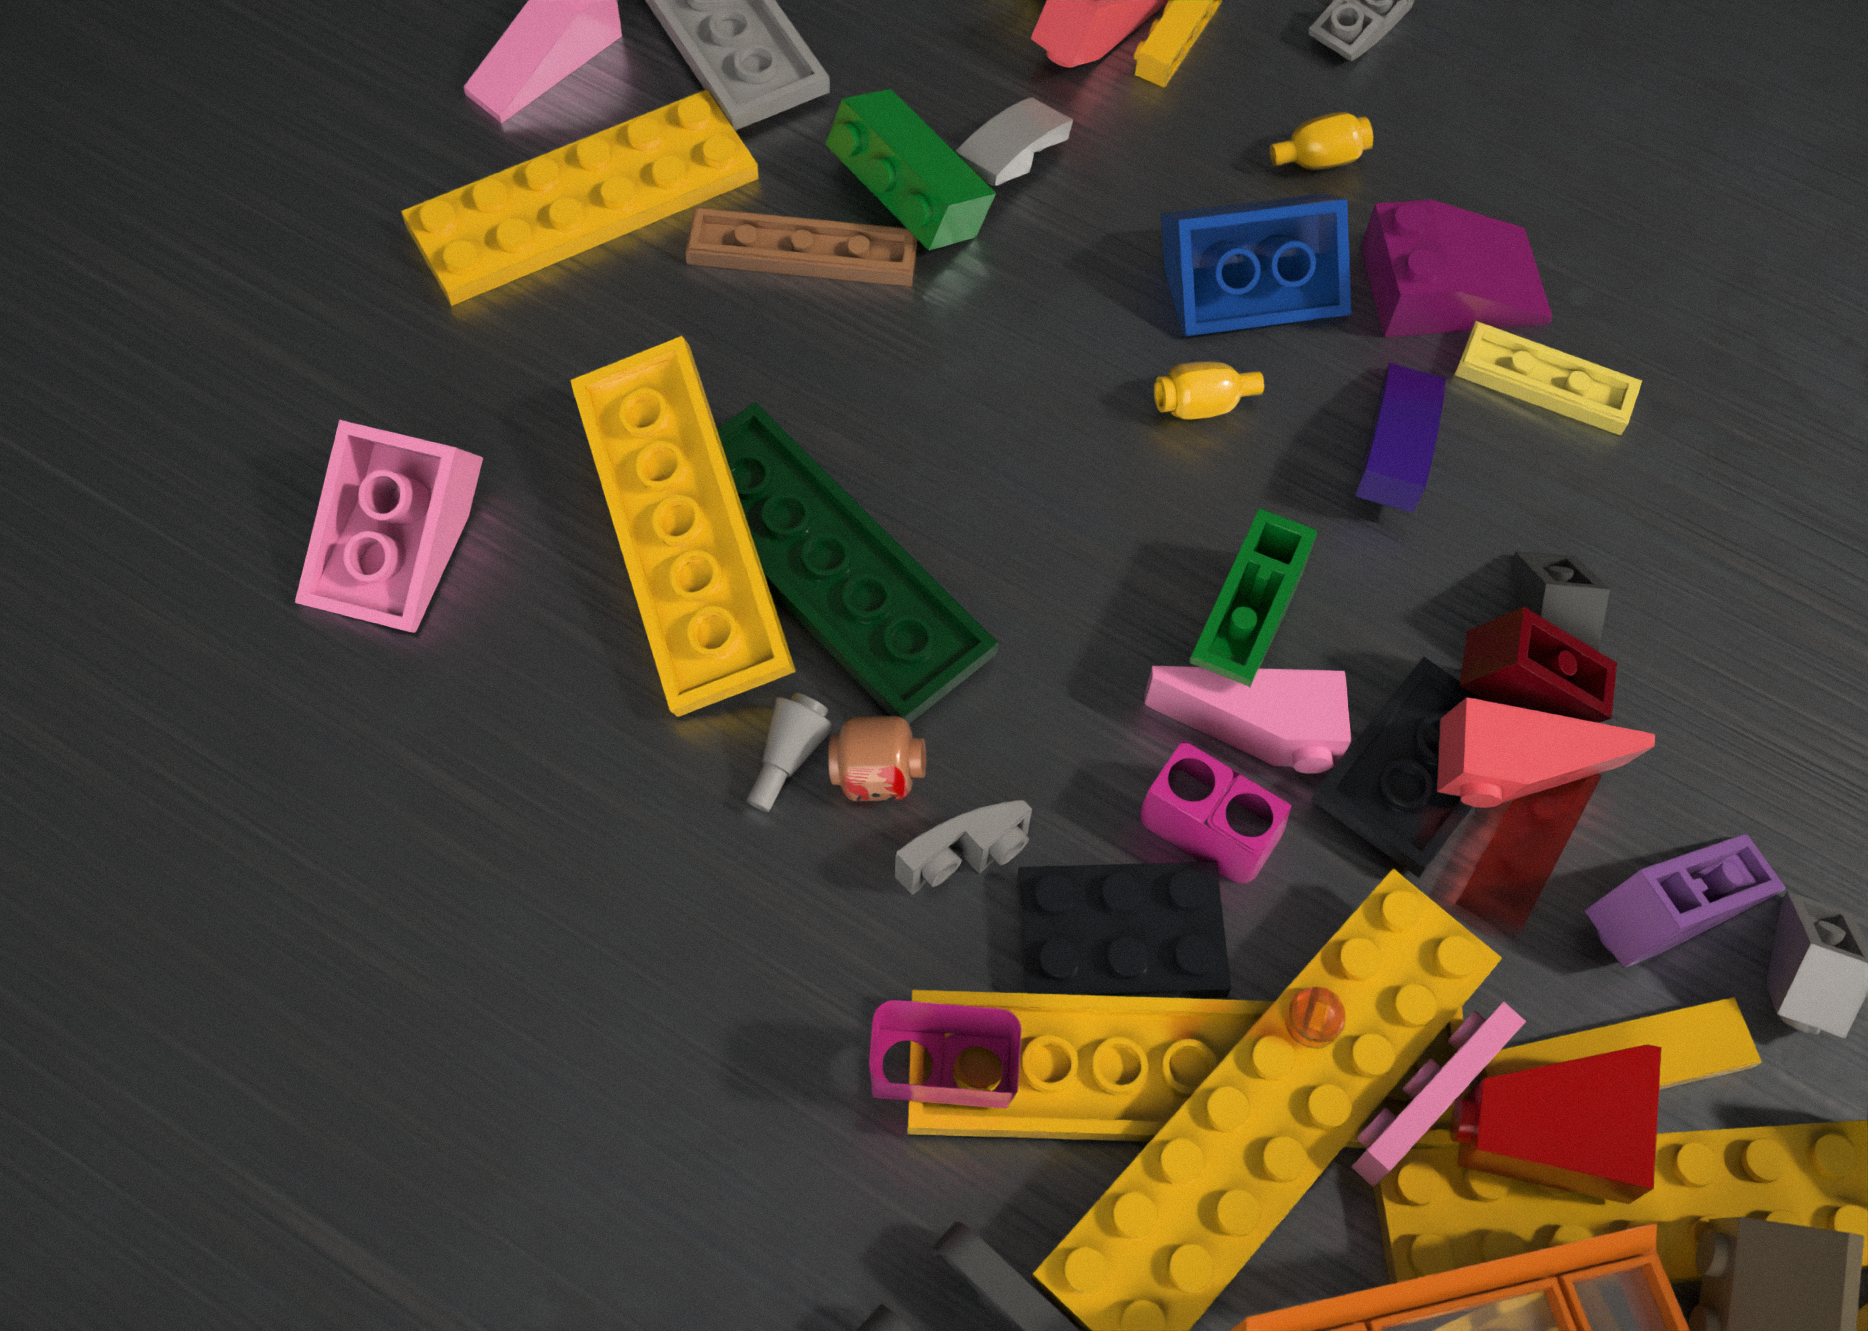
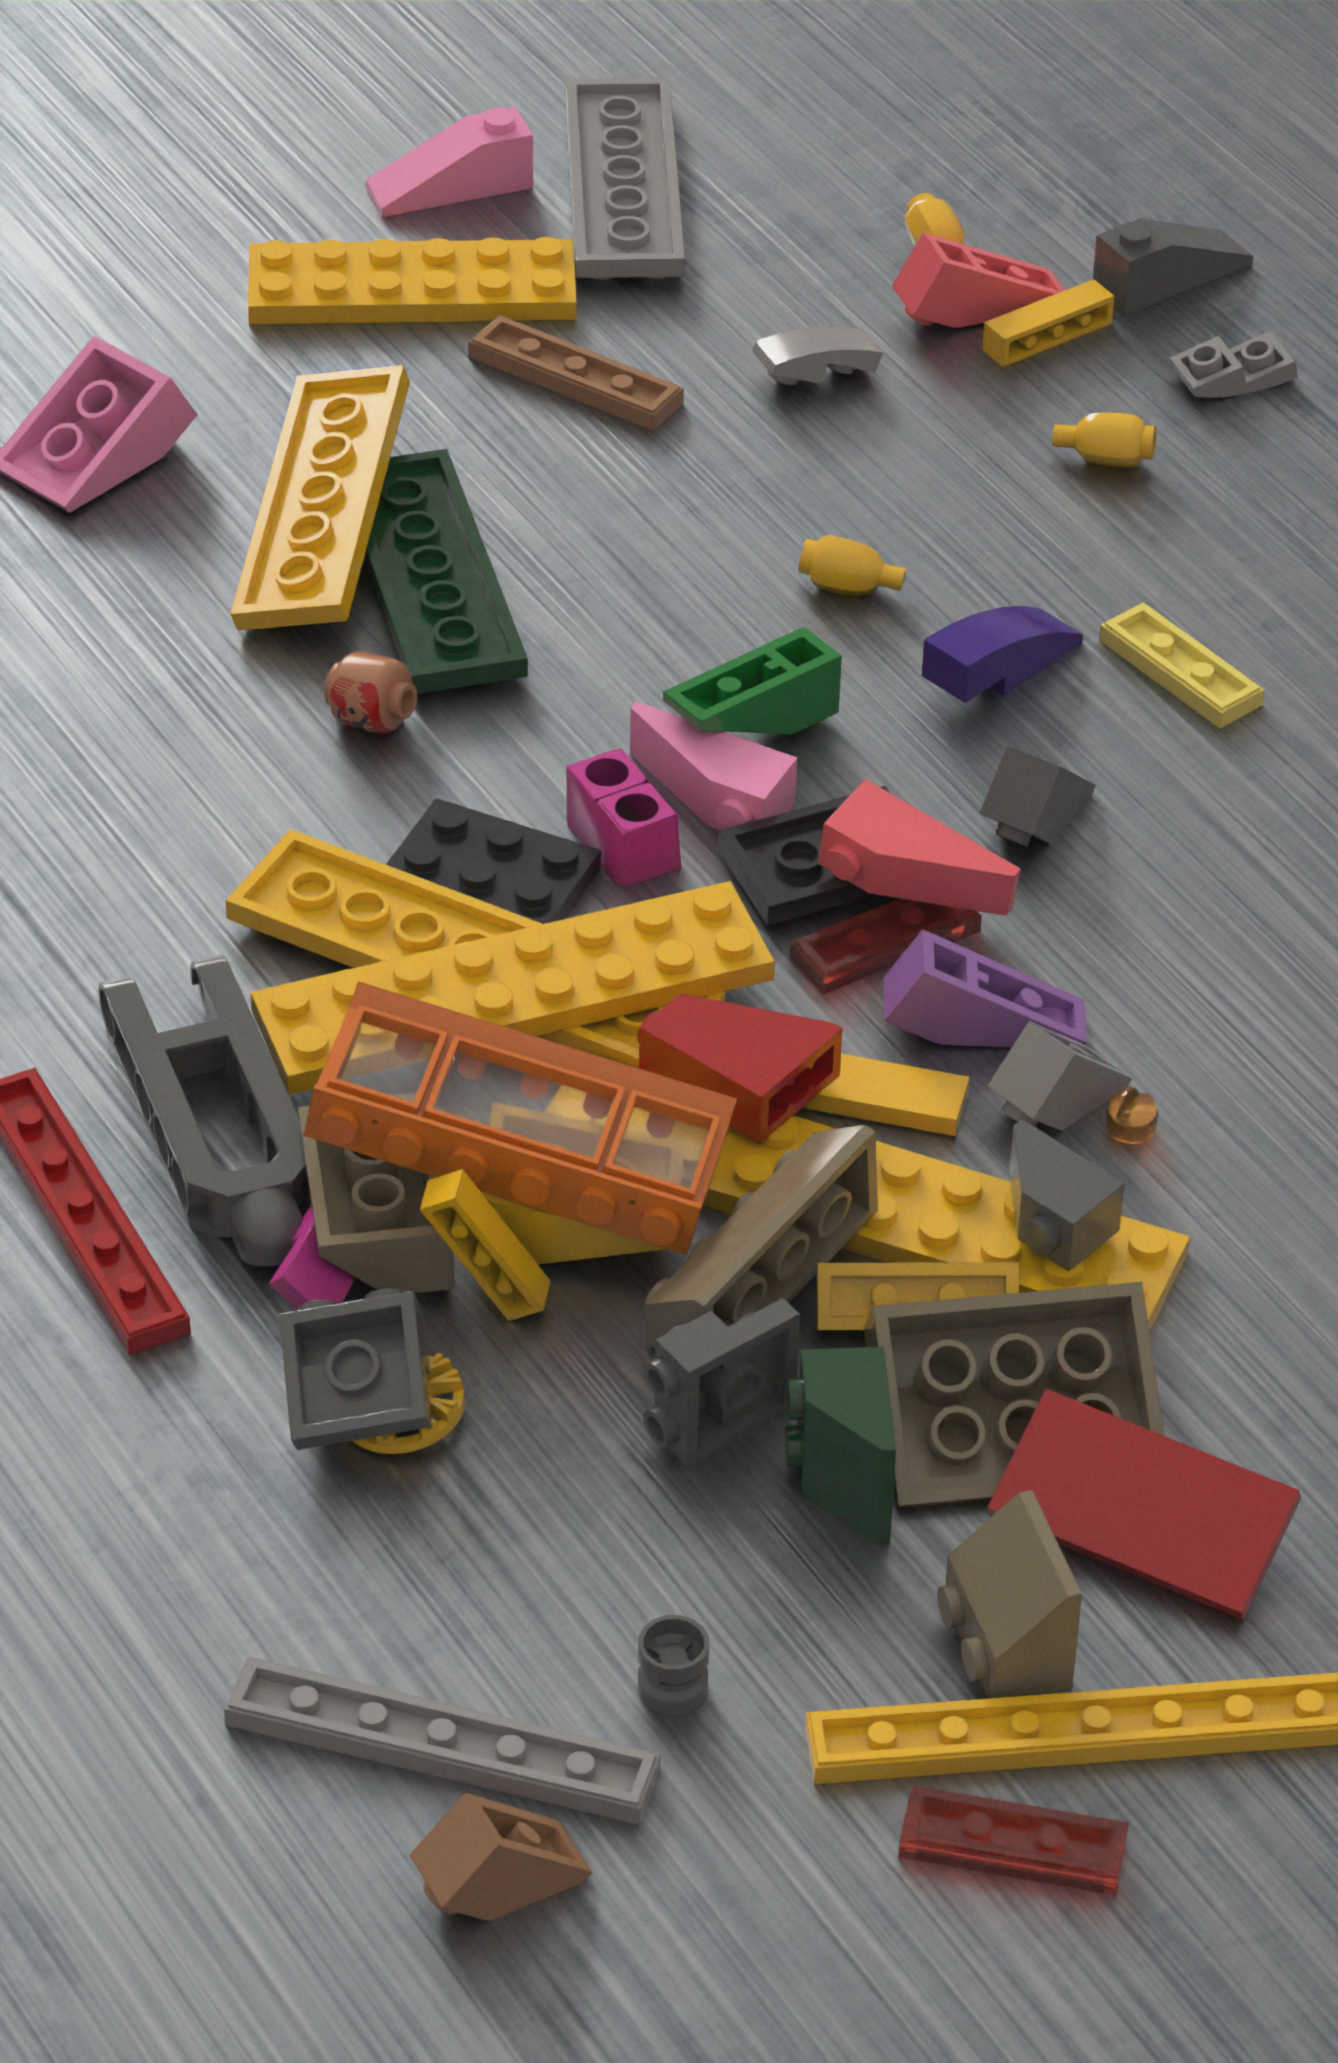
camera: 30 degrees right, 20 degrees down
(793, 735) = (306, 668): light grey cone -> none
(909, 168) = (702, 338): green brick -> none
(927, 1024) = (262, 836): dark pink piece -> none
(979, 836) = (416, 763): light grey slope -> none
(1258, 263) = (968, 496): blue slope -> none
(1300, 1013) = (581, 921): clear orange hinge -> none
(1434, 1090) = (612, 1014): bright pink plate -> none
(1449, 267) = (1142, 548): magenta slope -> none
(1538, 668) = (967, 798): dark red brick -> none

